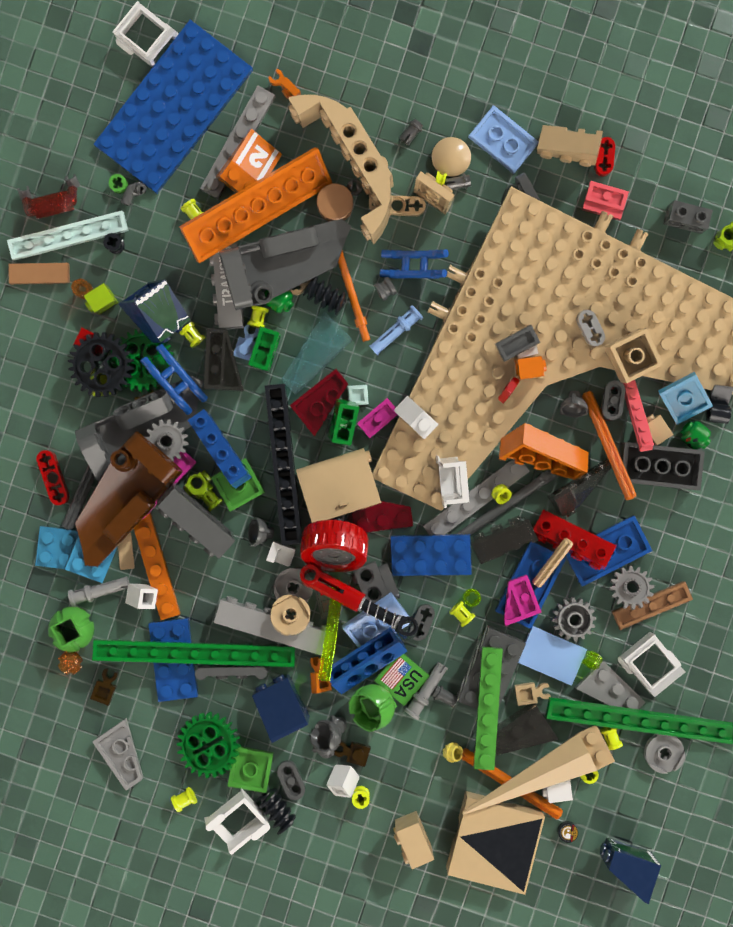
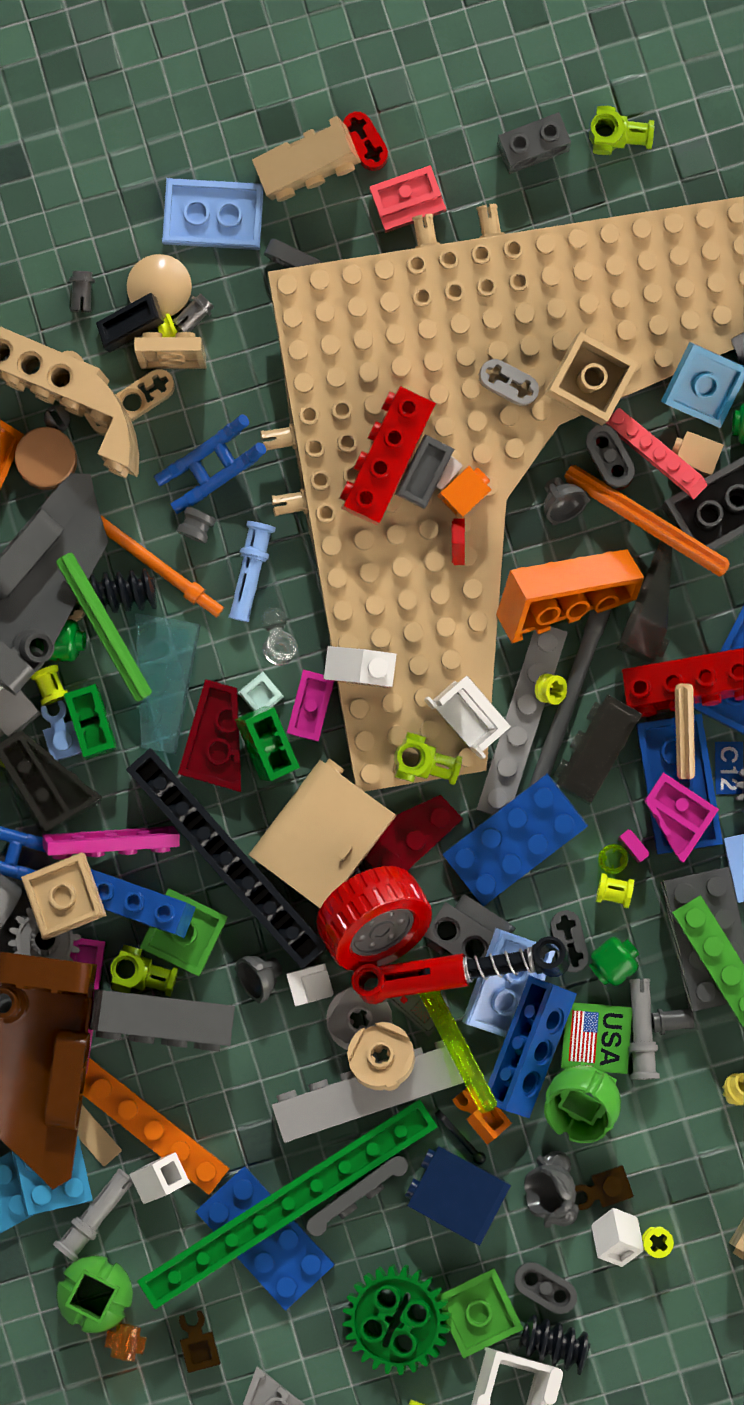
camera: 35 degrees left, 5 degrees down
(189, 426) = (63, 896): none -> tan tile
(226, 411) = (123, 840): none -> dark pink plate
(303, 694) = (478, 1157): none -> black hinge
(304, 306) = (104, 627): none -> bright green axle
(389, 363) = (274, 622): none -> clear plate
(415, 487) = (427, 761): none -> lime connector
(424, 163) = (130, 322): none -> black tile
(437, 648) = (614, 961): none -> green head
(486, 599) = (634, 846): none -> dark pink tile
(504, 322) = (388, 455): none -> red brick
(560, 592) = (727, 766): none -> blue sticker

